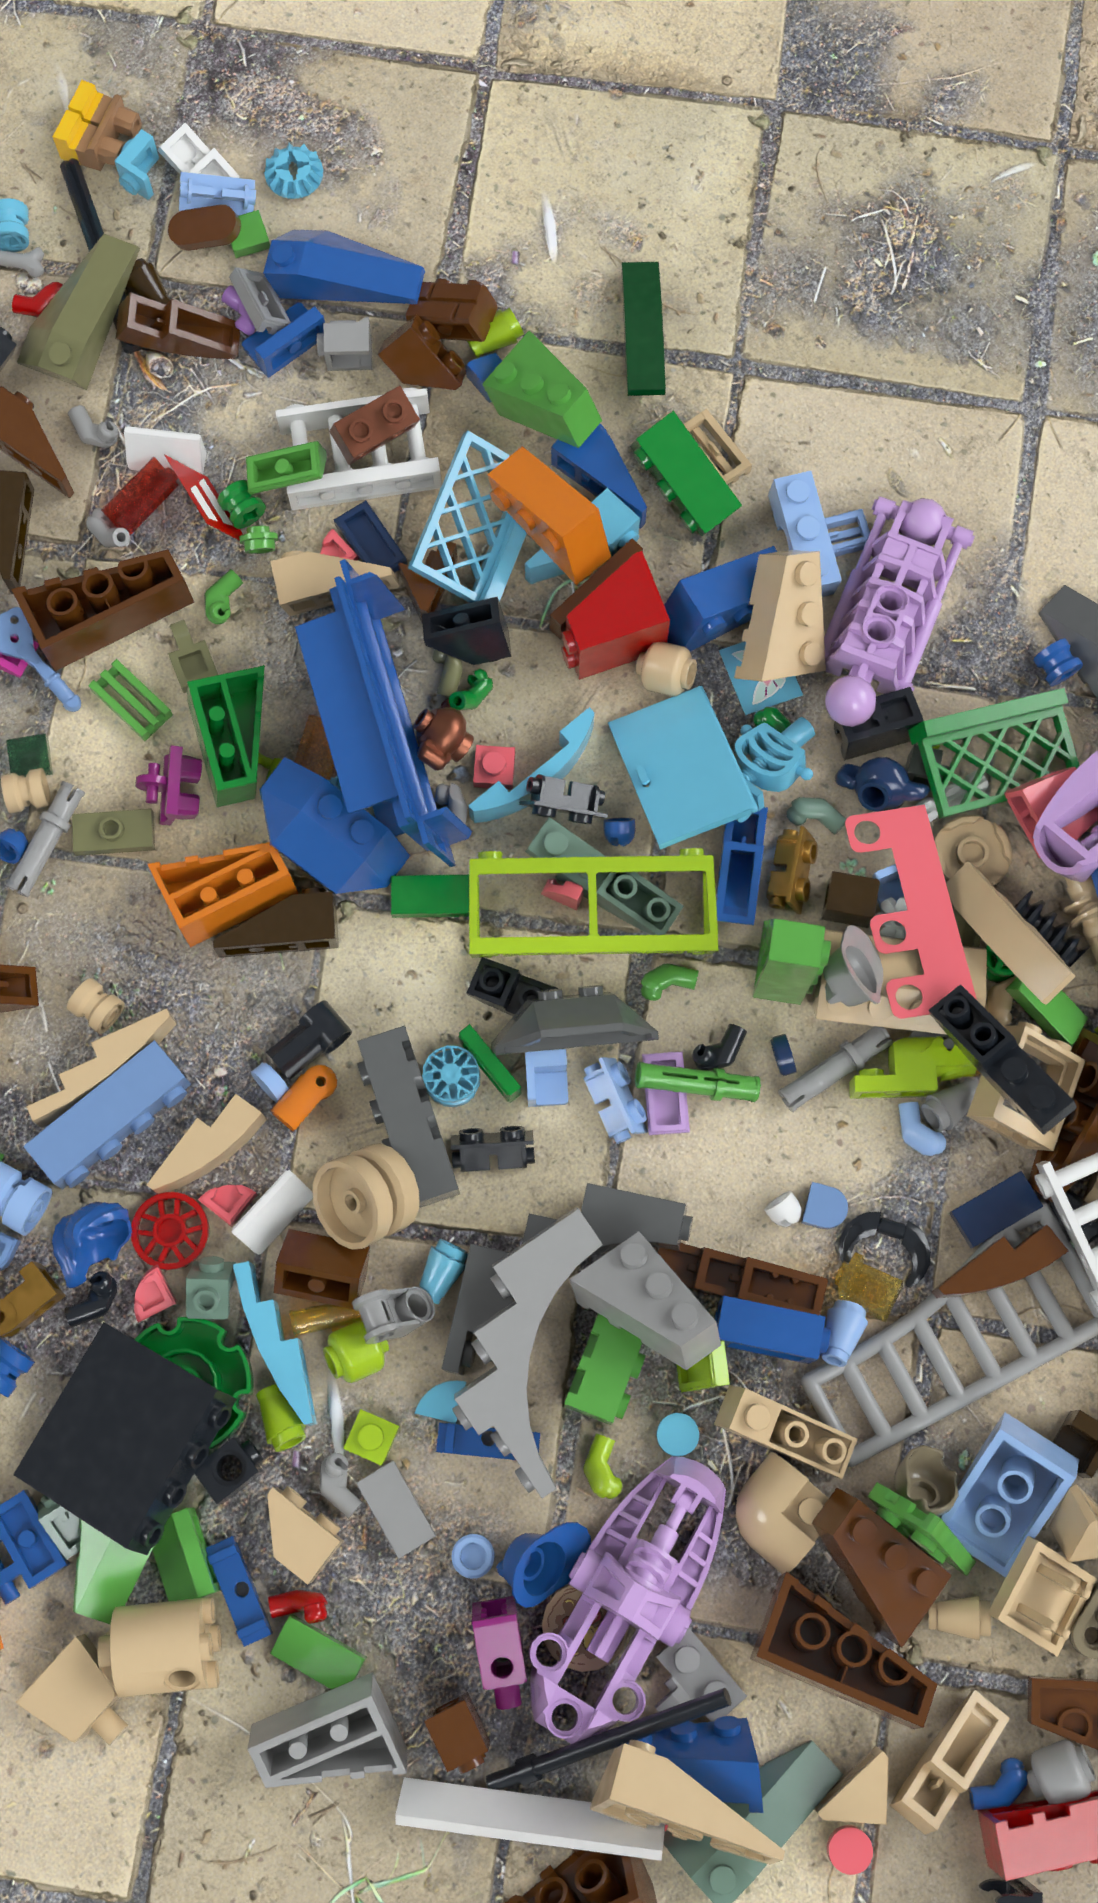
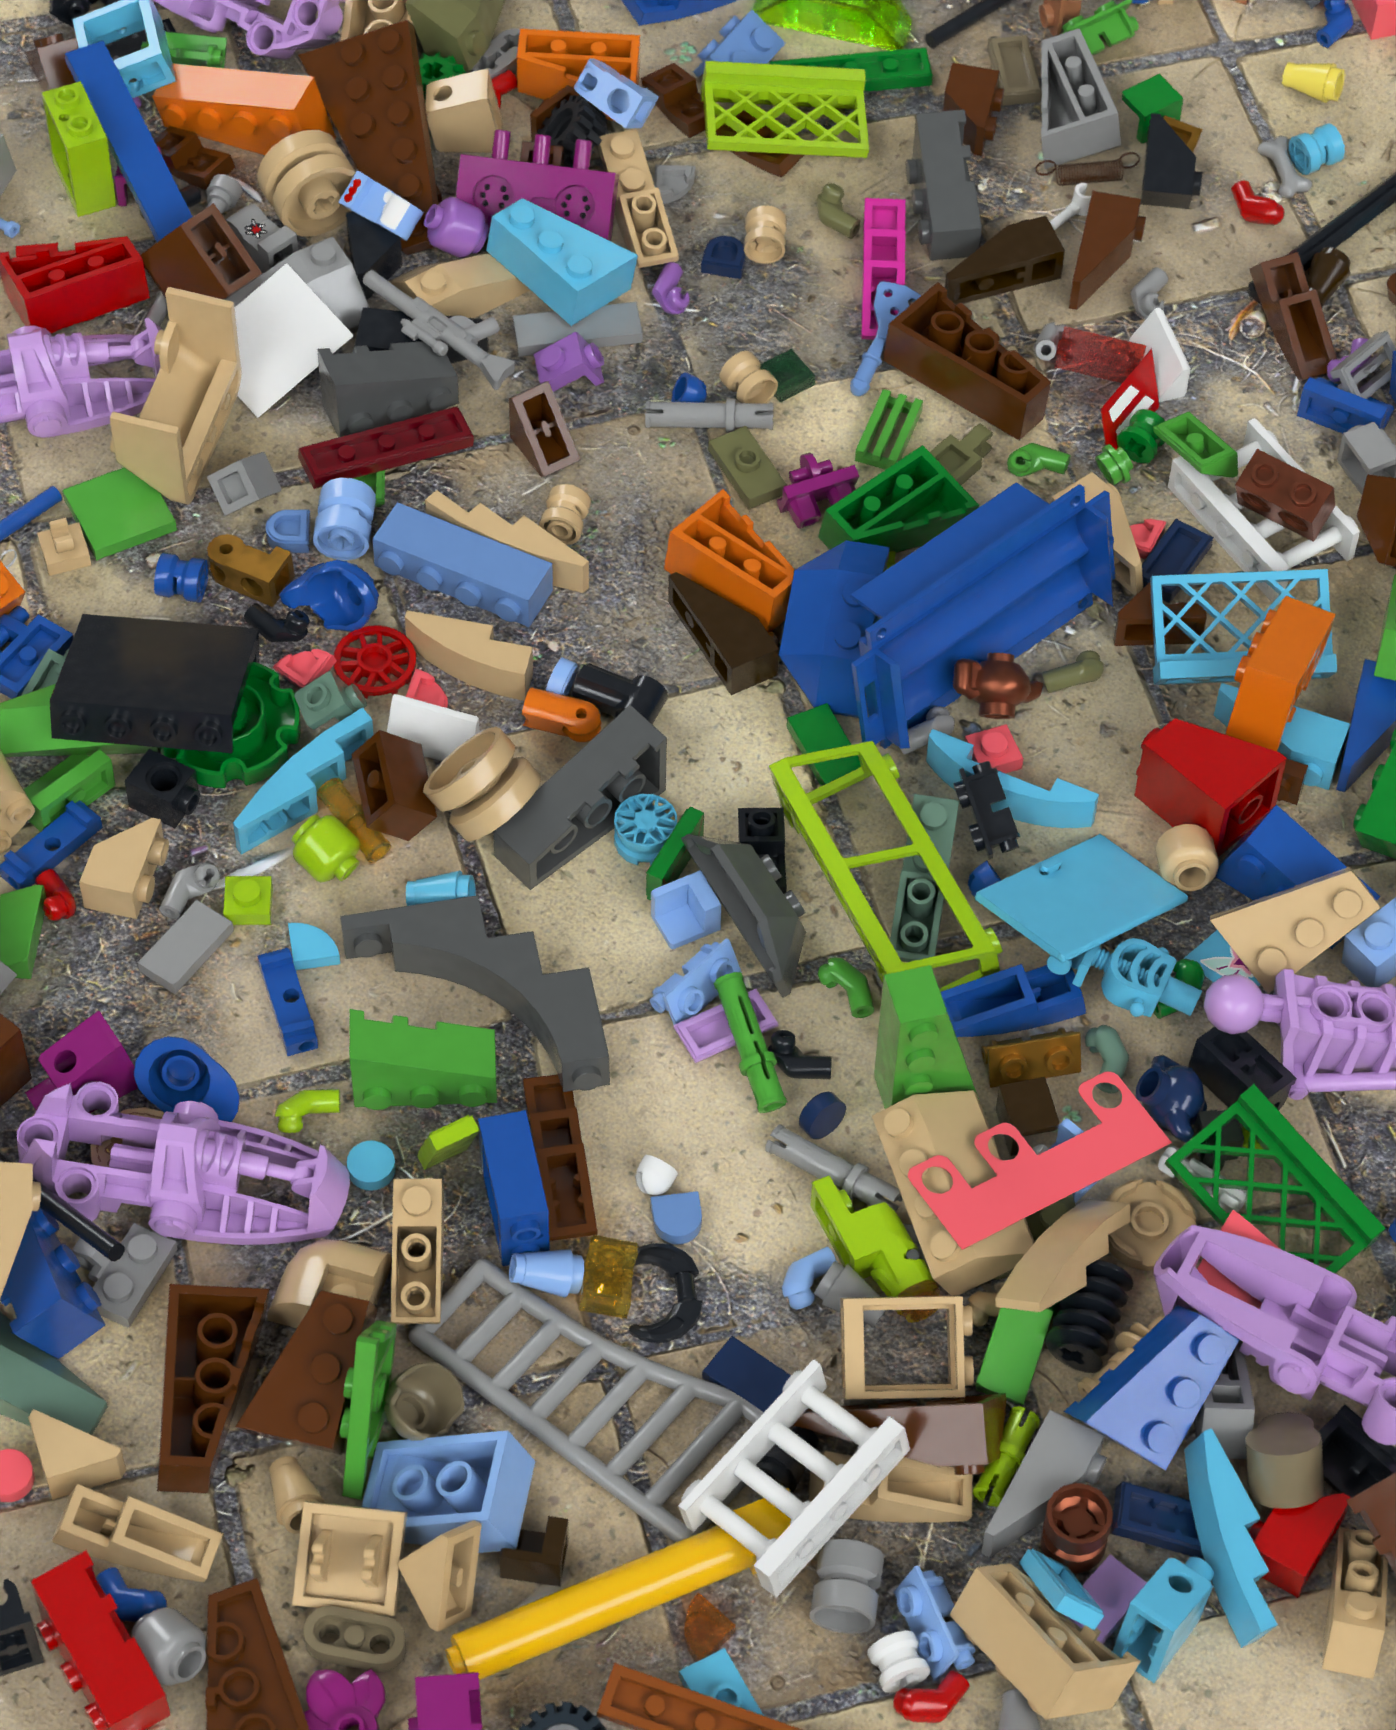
camera: 65 degrees right, 20 degrees down
(76, 322) = (1243, 236): olive wedge -> none
(279, 1419) = (218, 816): lime cone -> none
(393, 1312) = (370, 847): light grey piece -> none
(469, 632) = (1120, 667): black slope -> none
(473, 697) = (1068, 708): green arm -> none
(473, 1556) = (167, 1022): light blue tile -> none
(499, 1396) = (392, 949): light grey arch -> none
(507, 1144) = (580, 877): black hinge -> none
(568, 894) = (891, 869): coral tile -> none
(649, 1300) = (491, 1045): light grey wedge -> none
(854, 970) = (939, 1107): light grey piece -> none
(1001, 1060) = (910, 1272): black slope -> none
(1003, 1264) = (690, 1389): reddish brown slope -> none

